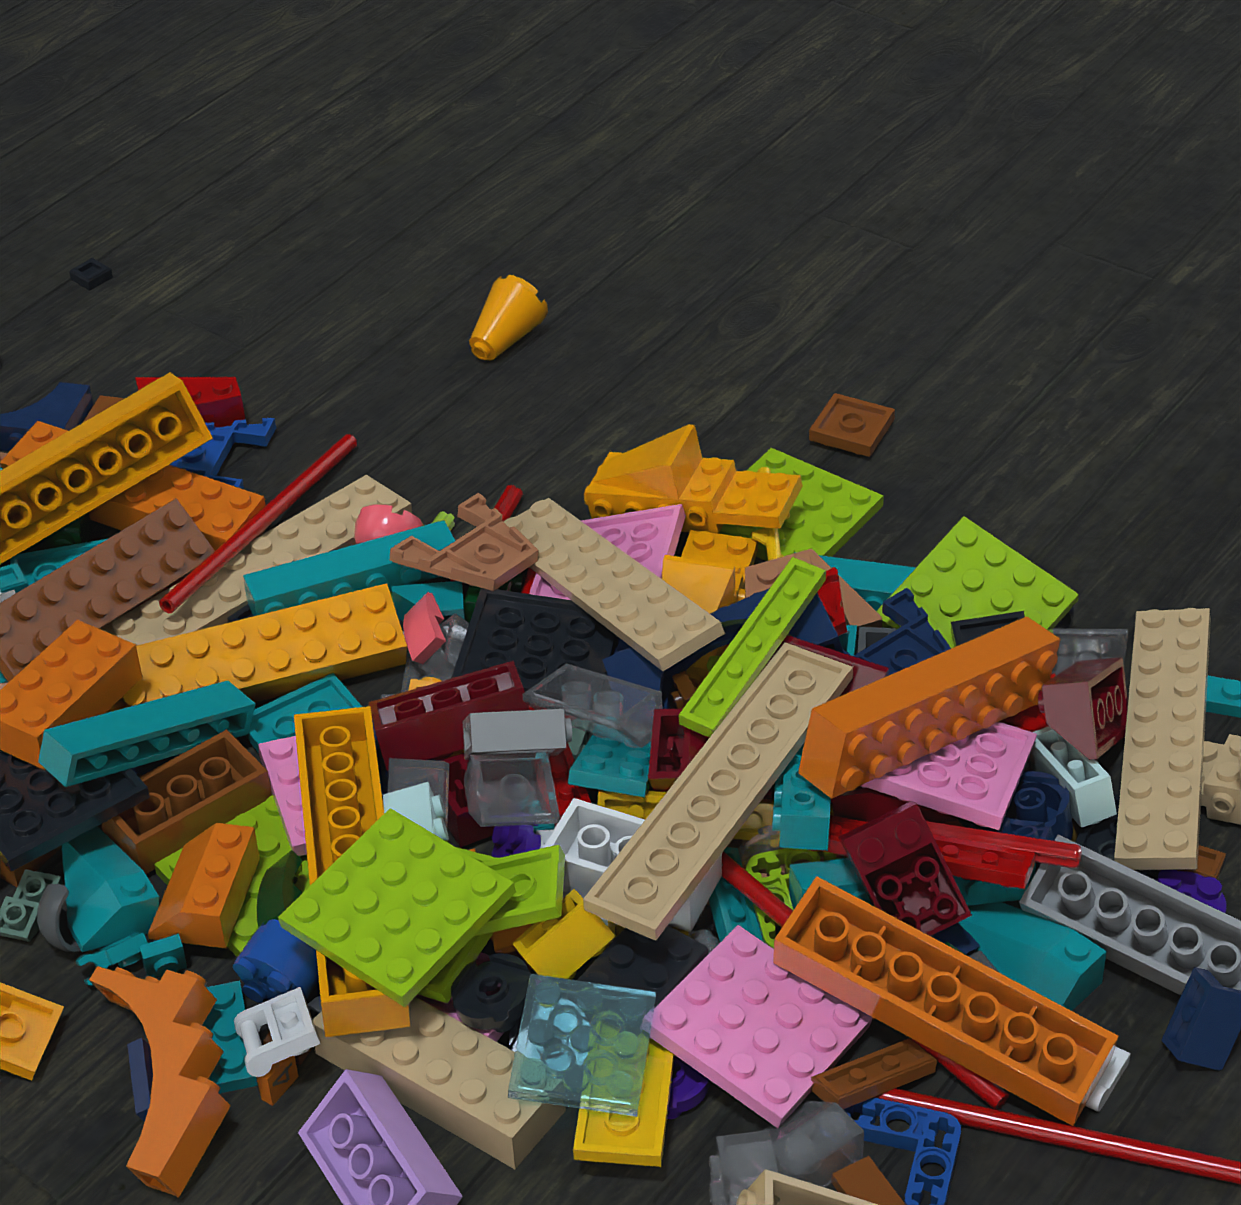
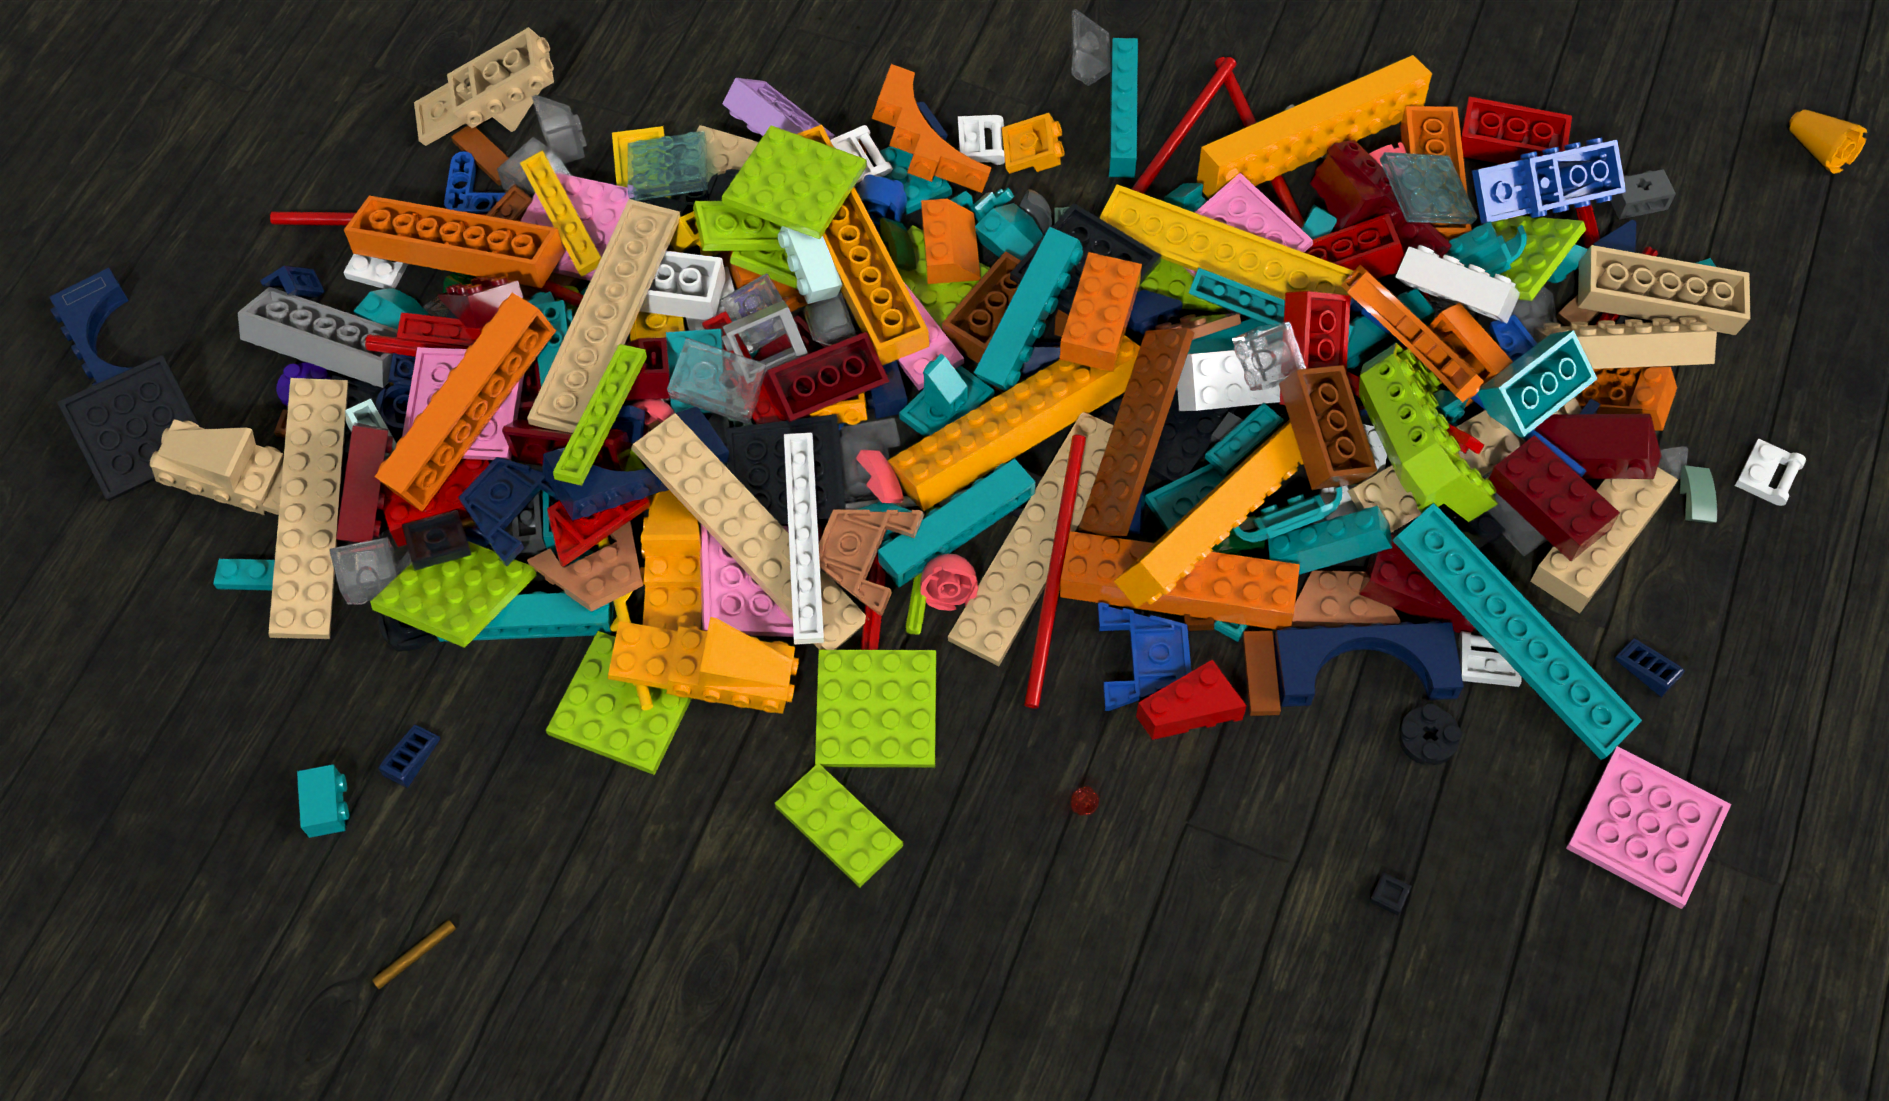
camera: 165 degrees right, 20 degrees up
(86, 1069) = (973, 138): none -> white plate
(301, 694) = (944, 387): none -> teal slope
(336, 362) = (1084, 801): none -> clear red plate
(506, 317) = (939, 884): light orange cone -> none
(514, 457) = (876, 708): none -> lime plate
(537, 560) = (803, 539): none -> white plate
(589, 389) = (839, 825): none -> lime plate
(767, 1010) = (561, 213): none -> yellow plate
(852, 424) = (584, 817): dark orange plate -> none
(1040, 363) = (413, 954): none -> pearl gold bar
(1051, 491) = (407, 775): none -> dark blue slope
(1138, 473) = (322, 801): none -> teal brick

